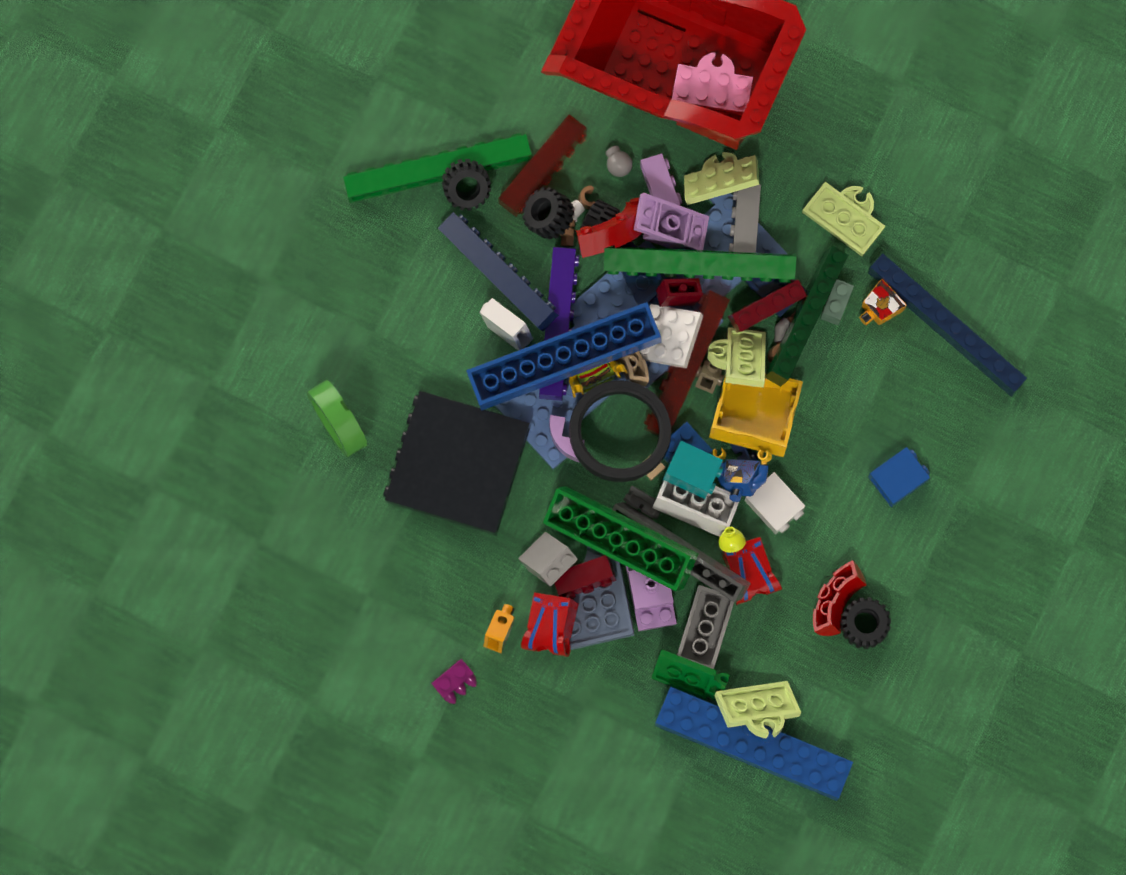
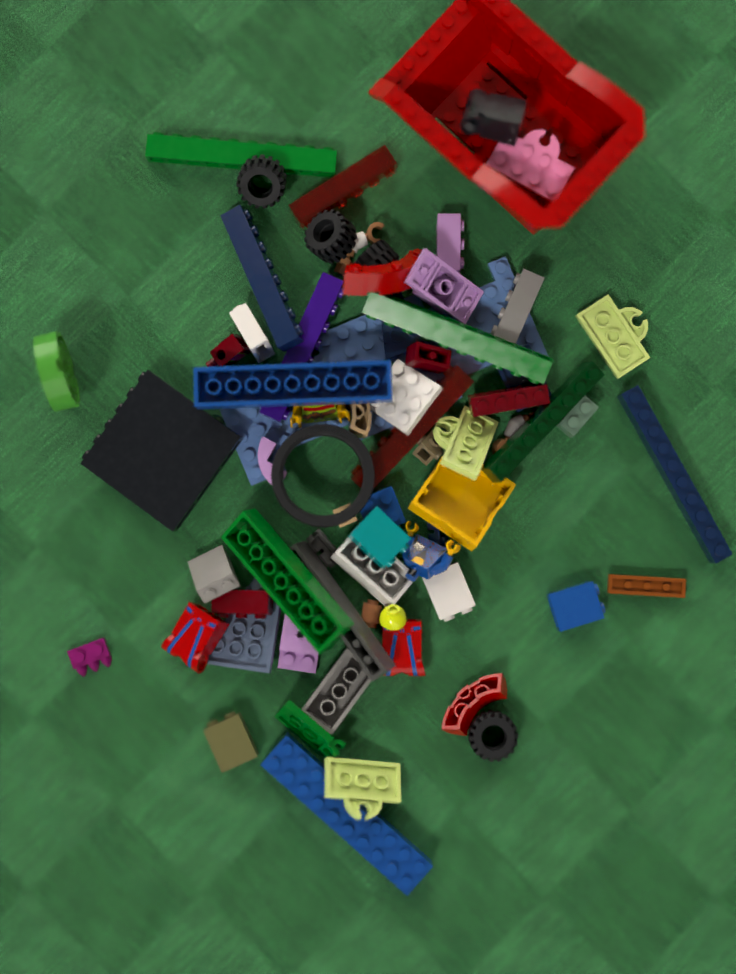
camera: 20 degrees right, 10 degrees up
(490, 344) = (233, 347): none -> dark red torso
(499, 629) = (143, 630): light orange torso -> none
(618, 162) = (416, 207): light grey piece -> none
(618, 714) = (230, 741): none -> olive brick
(663, 55) = (493, 116): none -> black piece
(710, 546) = (371, 613): none -> nougat brick
(721, 177) = (509, 257): yellowish green plate -> none
(881, 304) = (618, 433): torso -> none
(959, 436) = (646, 586): none -> dark orange plate

